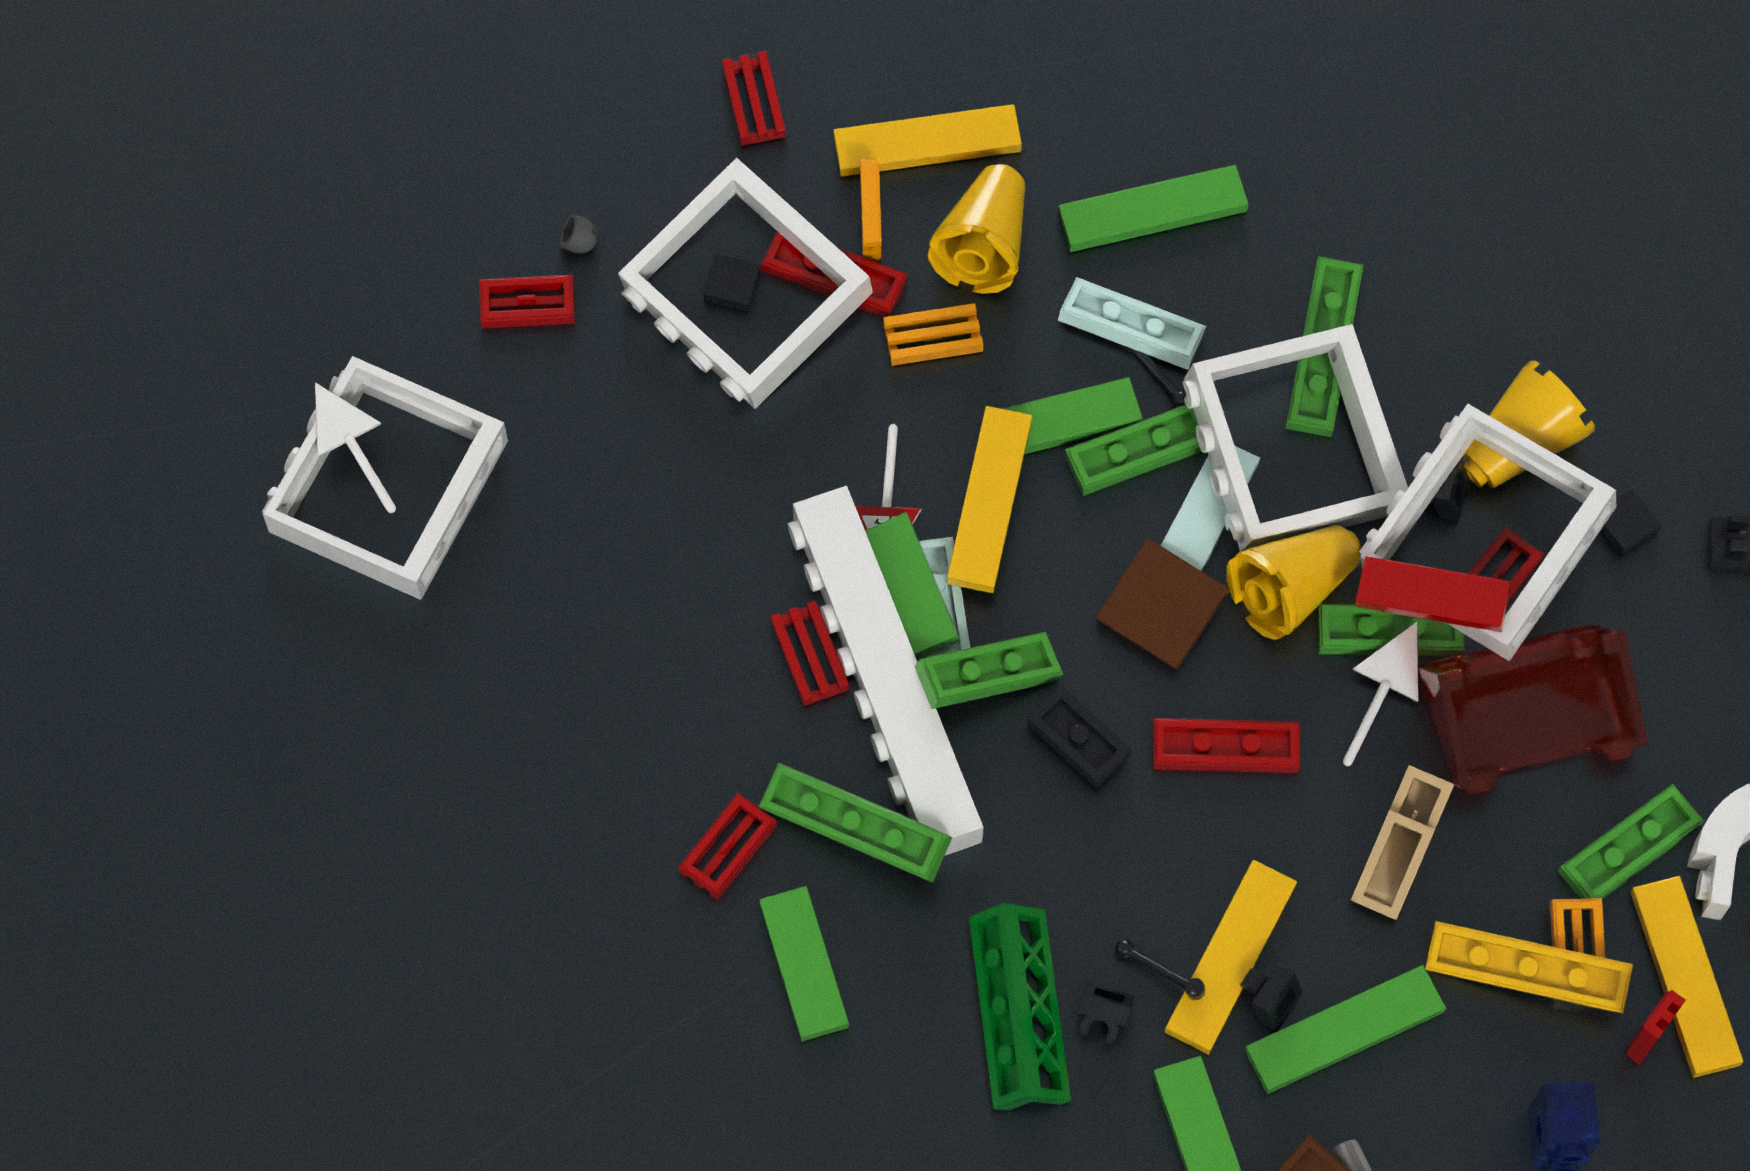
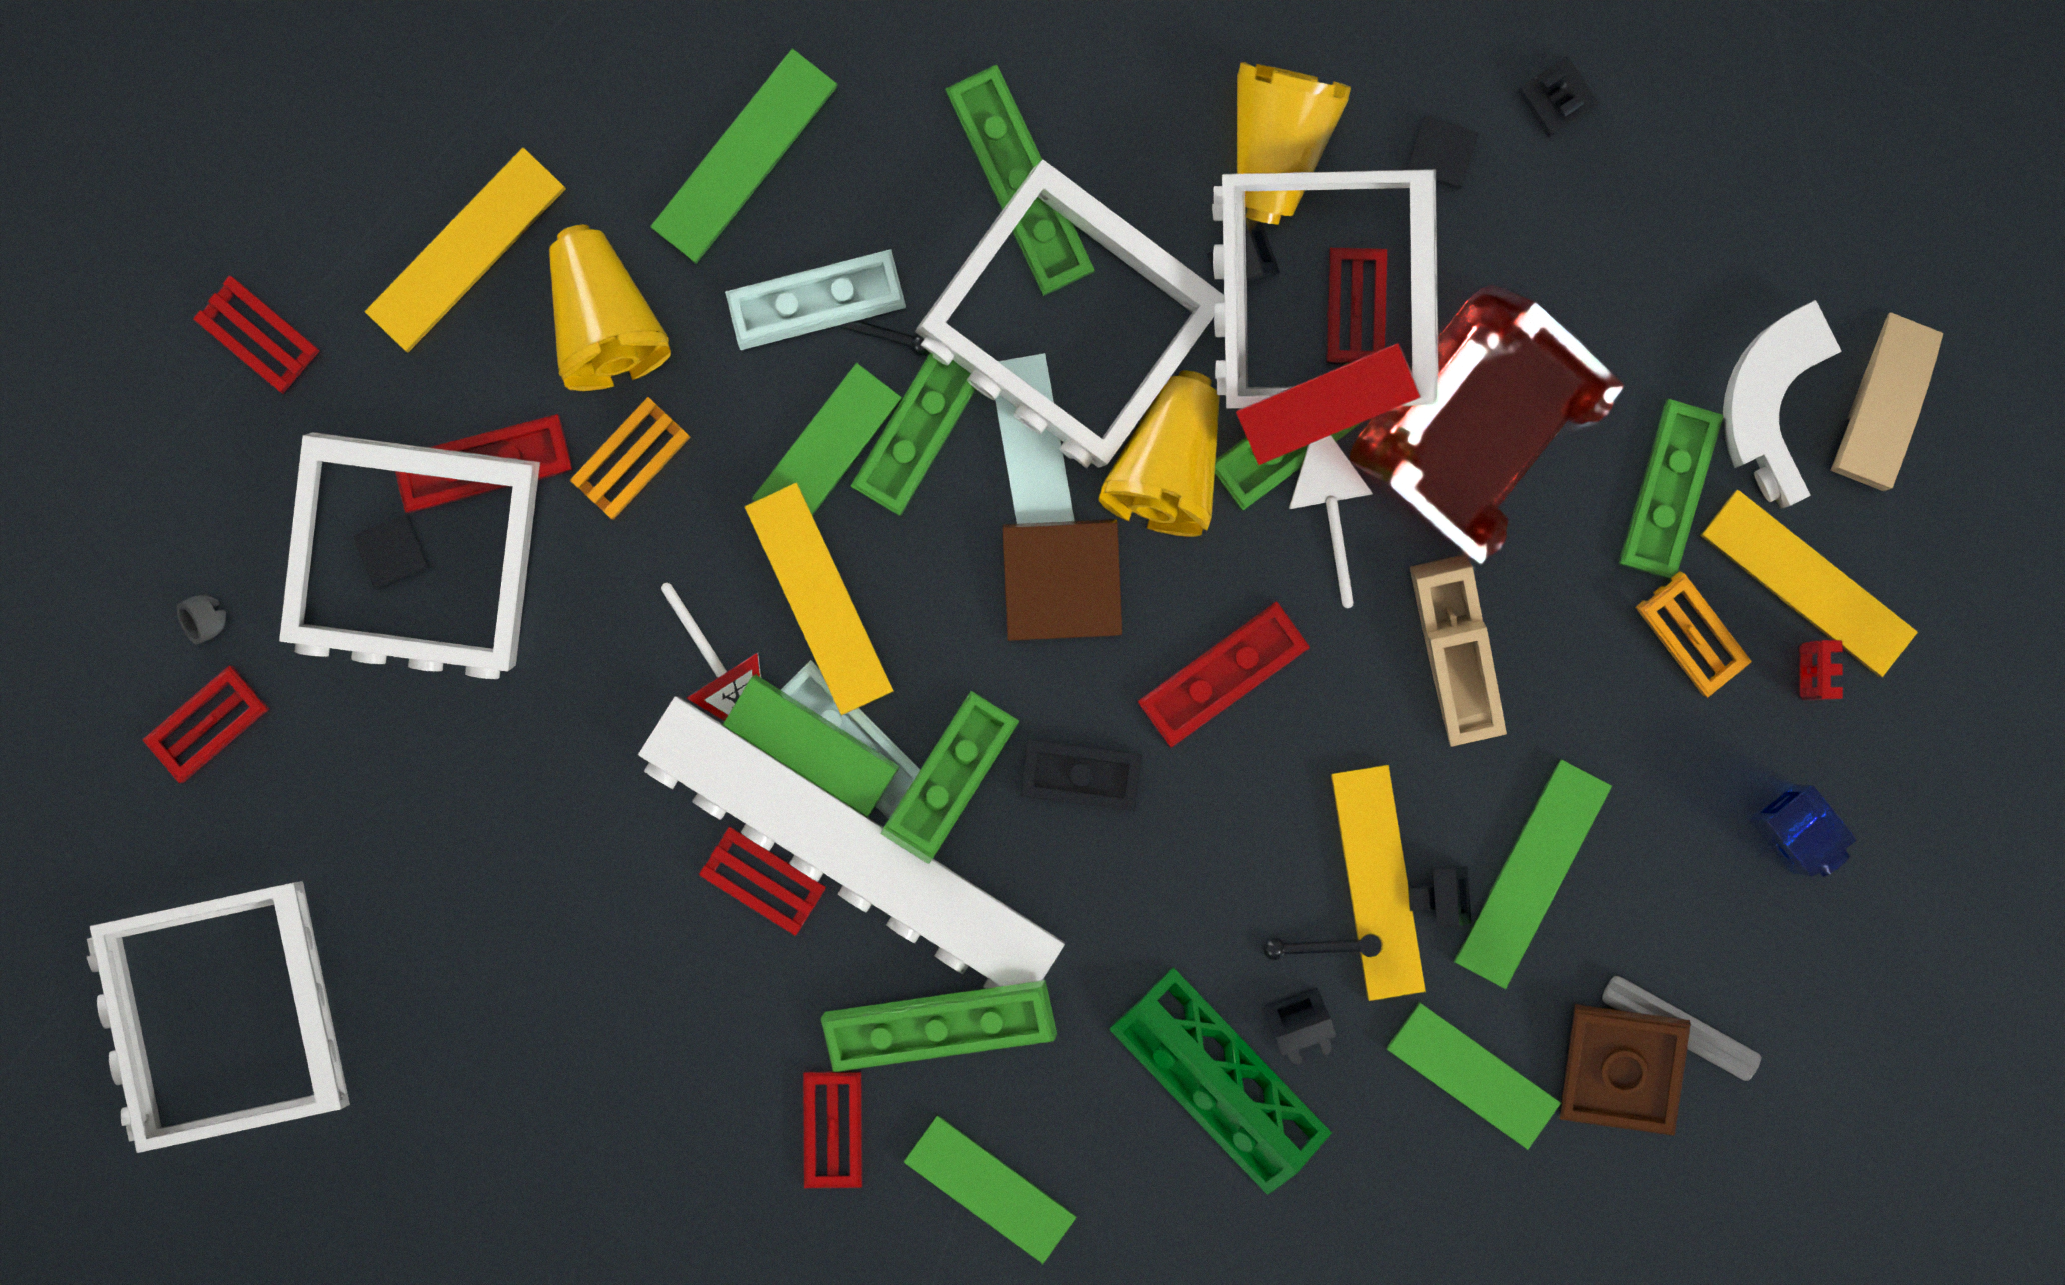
camera: 35 degrees left, 20 degrees up
(340, 424) = (136, 1006): white piece -> none
(870, 209) = (470, 376): light orange tile -> none
(1529, 967) = (1662, 691): yellow tile -> none

